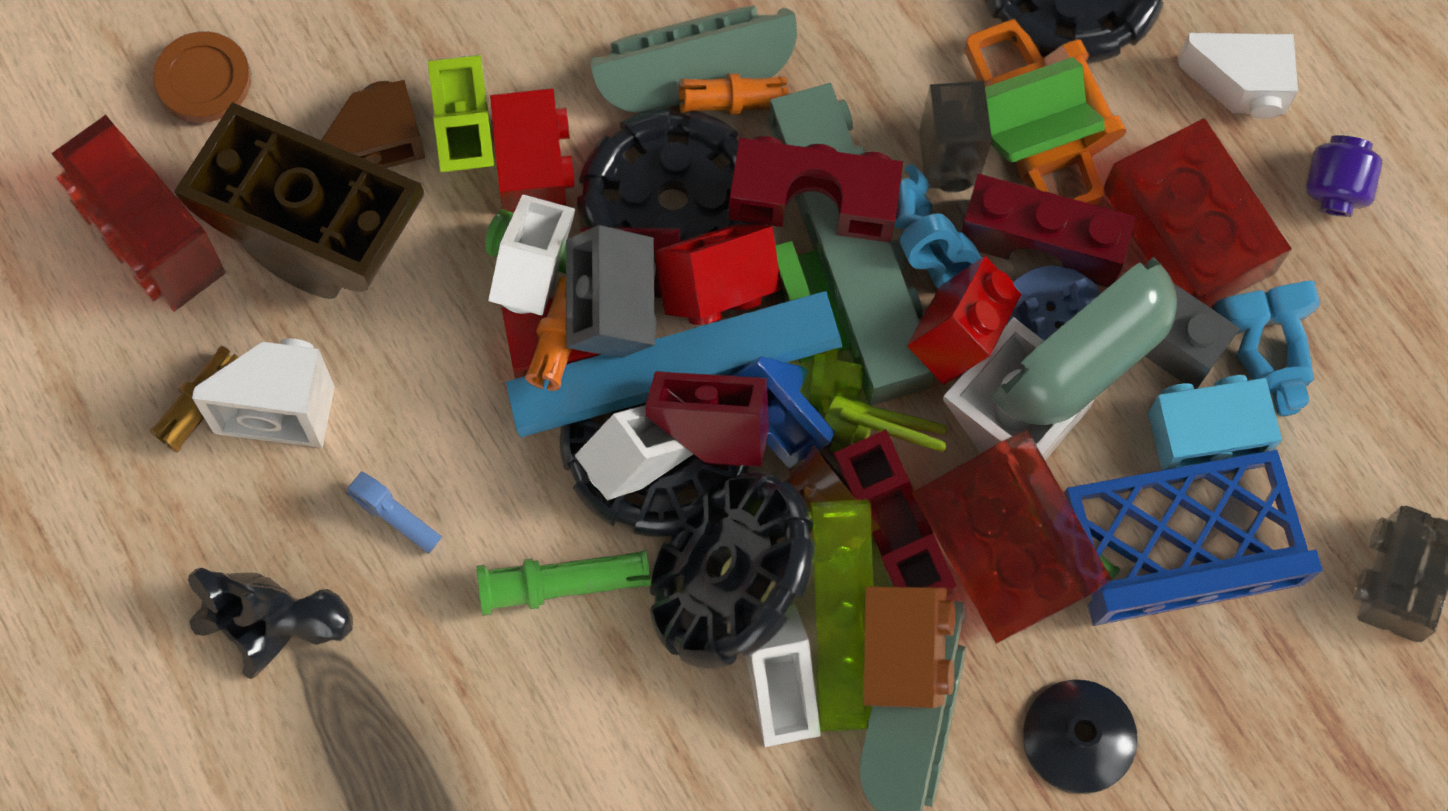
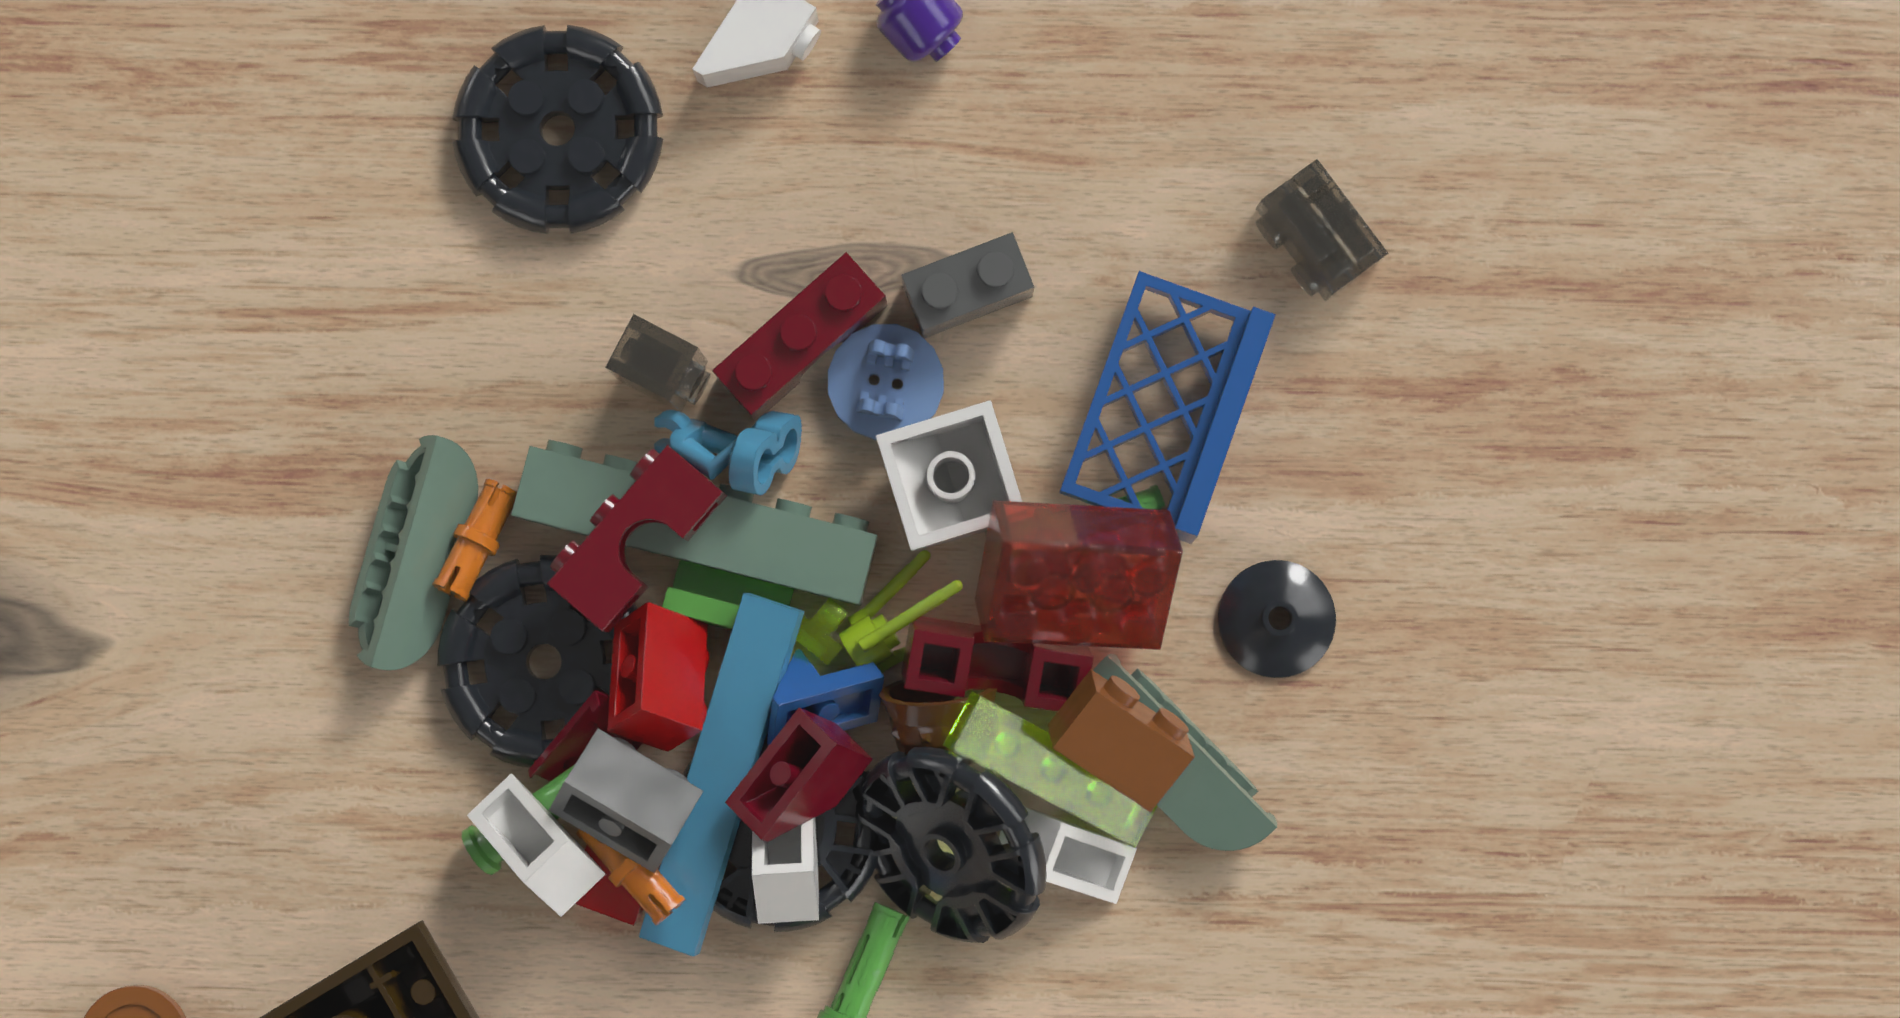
camera: 55 degrees left, 15 degrees up
(378, 125) = (299, 911): reddish brown slope -> none
(461, 113) = (341, 818): lime brick -> none
(528, 147) = (414, 771): red brick -> none
(964, 320) = (847, 479): red brick -> none
(1040, 110) = (685, 268): bright green panel -> none
(1066, 155) = (632, 283): orange bar -> none
(1093, 348) = (955, 384): sand green brick -> none
(1197, 214) = (874, 188): clear red brick -> none
(1213, 421) = (1078, 309): medium azure brick -> none
(1280, 306) = (1000, 201): dark azure piece -> none

